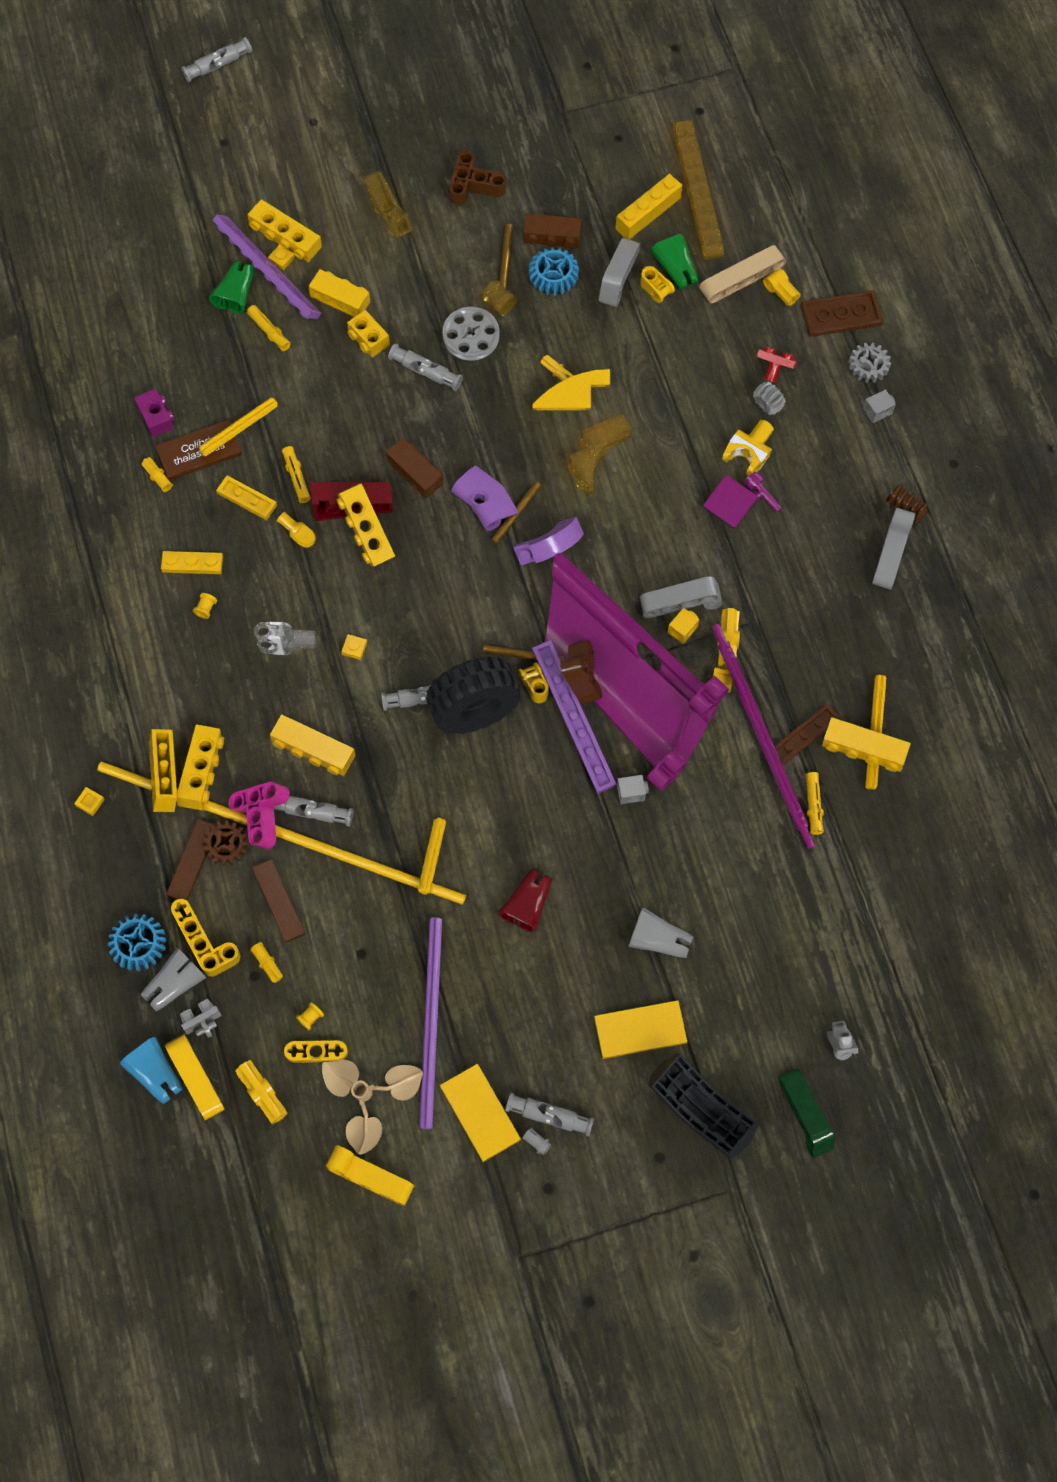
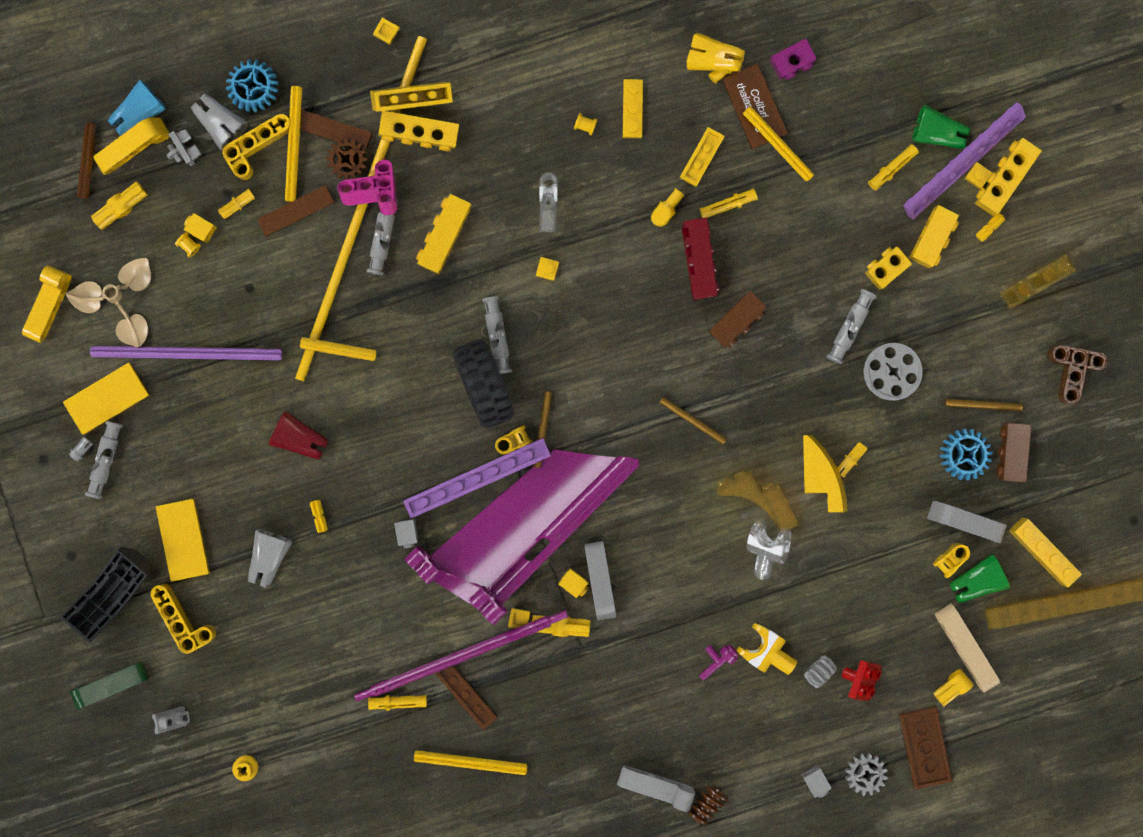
camera: 90 degrees right, 20 degrees up
(144, 481) = (713, 55): none -> yellow piece
(205, 898) = (293, 143): none -> yellow axle
(207, 1130) = (86, 160): none -> reddish brown axle
(291, 1002) = (199, 228): none -> yellow brick
(299, 1056) = (154, 266): yellow beam -> none
(335, 250) = (988, 229): none -> yellow piece
(383, 550) = (692, 262): yellow brick -> none
(479, 486) = (719, 385): medium lavender panel -> none
(499, 298) = (934, 397): clear yellow wheel -> none
(551, 544) = (652, 457): medium lavender arch -> none
(579, 672) = (514, 484): reddish brown beam -> none
(618, 881) = (317, 511): none -> yellow piece
(648, 442) = (767, 549): none -> clear connector
(726, 1032) = (179, 616): none -> yellow beam
(730, 501) = (707, 630): magenta tile -> none
(866, 745) = (450, 753): yellow brick -> none
(890, 972) = (250, 763): none -> yellow piece

